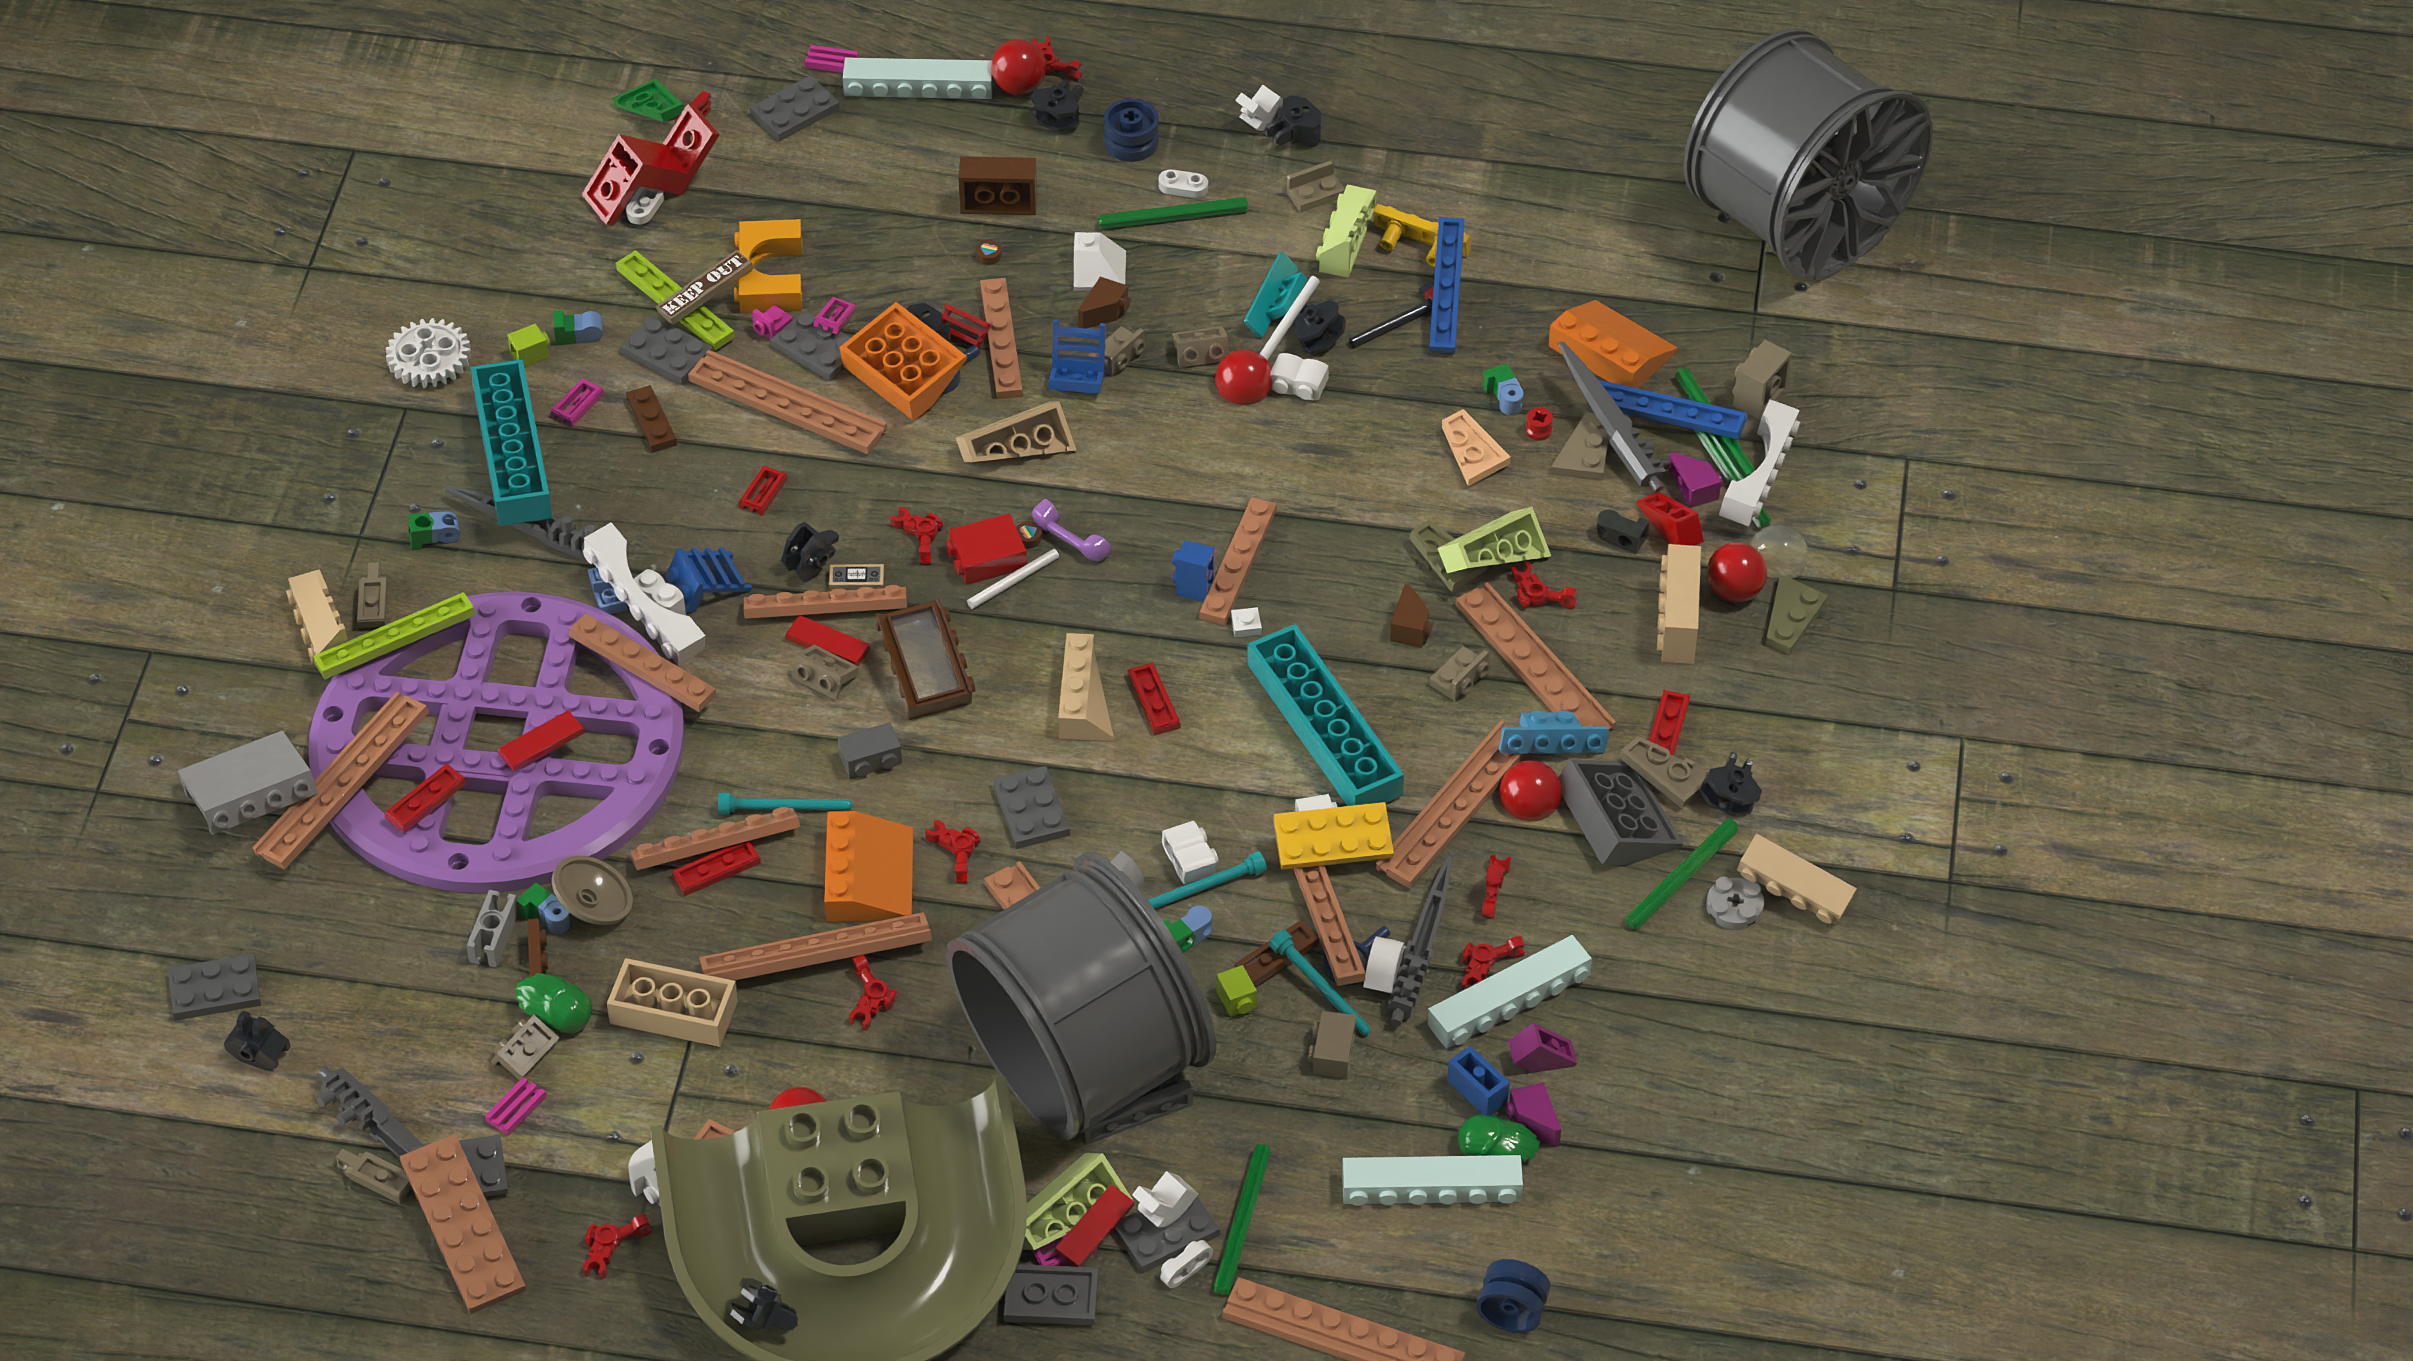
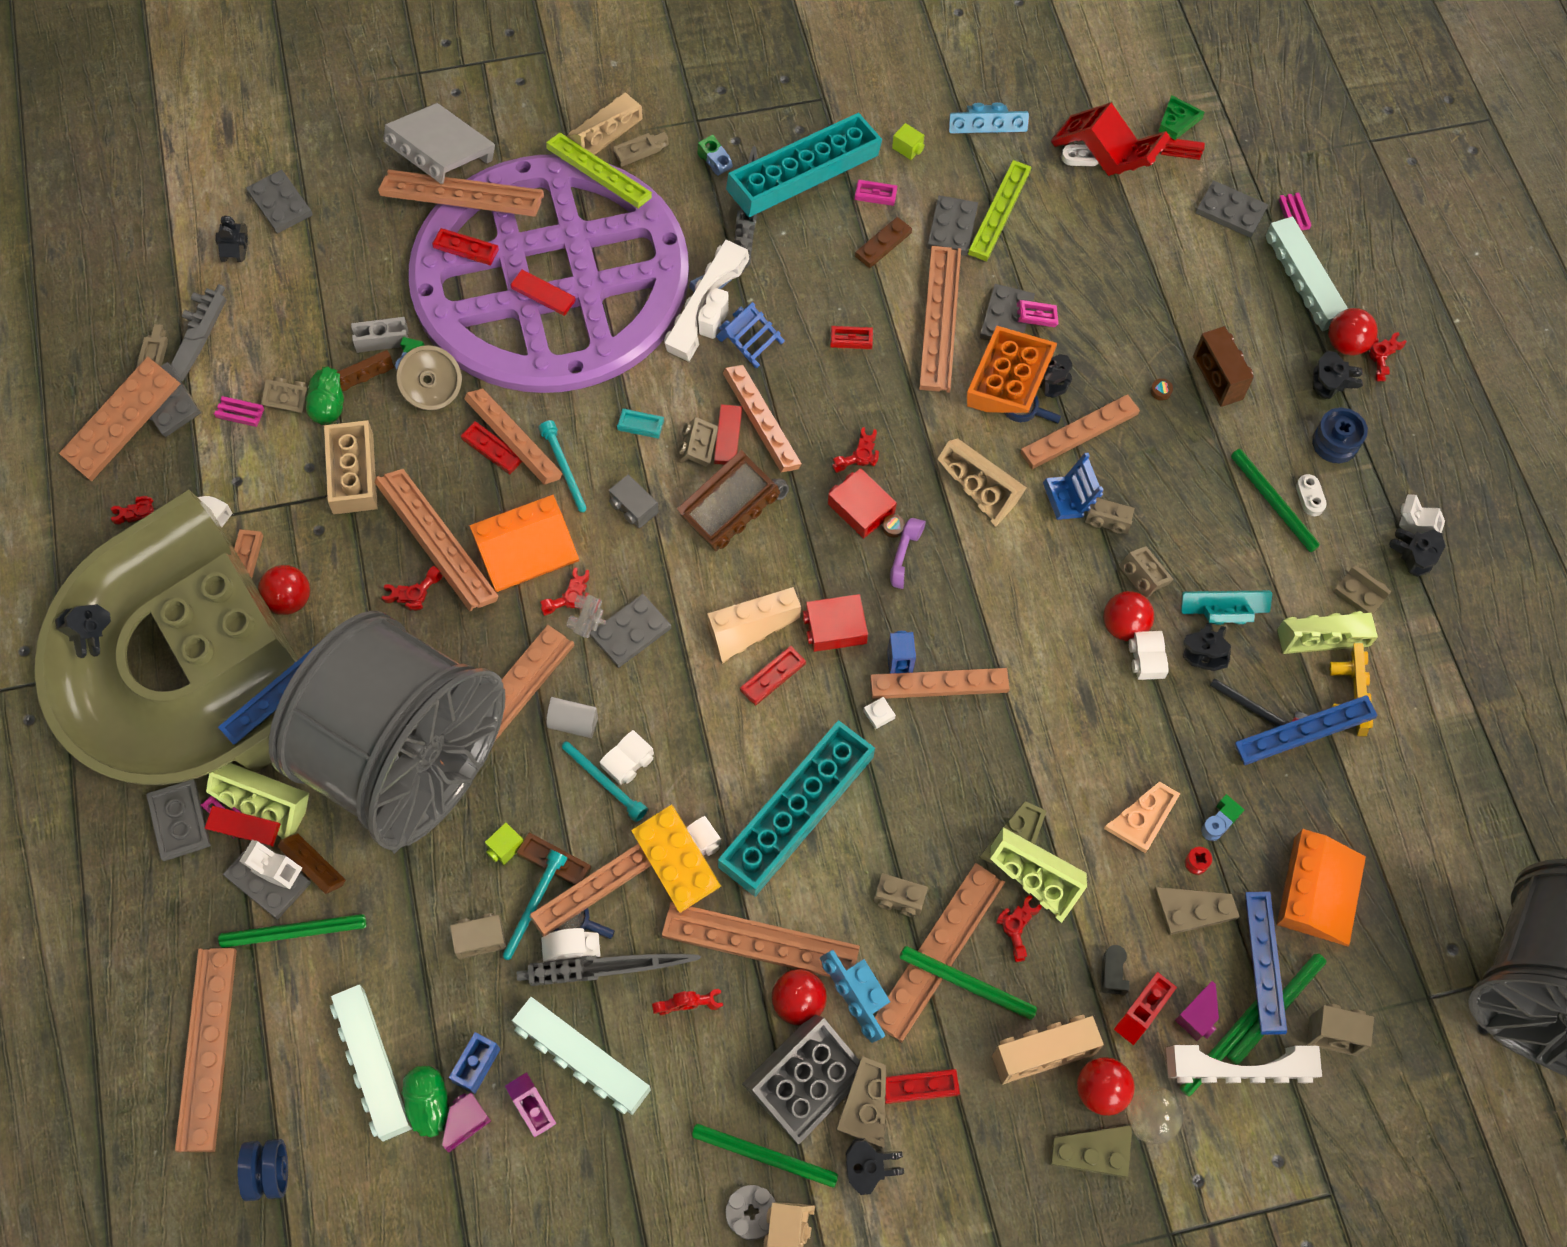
camera: 65 degrees right, 15 degrees up
(428, 353) = (871, 88): white gear -> none
(541, 265) = (988, 119): none -> dark azure bracket
(577, 327) = (941, 162): leg -> none
(642, 662) = (643, 325): nougat plate -> none
(704, 287) = (1013, 220): tile -> none
(764, 240) = (1080, 236): light orange arch -> none
(765, 717) = (640, 423): none -> teal tile
(771, 321) = (1013, 277): dark pink bracket -> none
(810, 550) = (799, 387): black hinge -> none
(856, 576) = (797, 429): tile -> none
(953, 1125) = (259, 707): none -> blue plate
(981, 334) = (1071, 401): red tile -> none
(1005, 842) = (589, 617): none -> clear hips
(1012, 579) = (846, 532): white bar -> none
(1097, 257) = (1189, 467): white slope -> none
(1103, 303) = (1148, 486): reddish brown slope -> none
(1123, 619) = (835, 623): none -> brick
(1186, 1264) = (225, 900): white plate -> none
(1191, 928) = (553, 788): leg -> none
(1195, 1168) = (312, 863): none -> reddish brown plate
(1289, 317) = (1201, 624): white bar -> none
(1410, 619) = (935, 834): reddish brown slope -> none
(1484, 956) = (609, 1021): red piece -> none
(1581, 645) = (968, 982): none -> green axle
(1633, 452) = (1221, 924): dark grey piece -> none

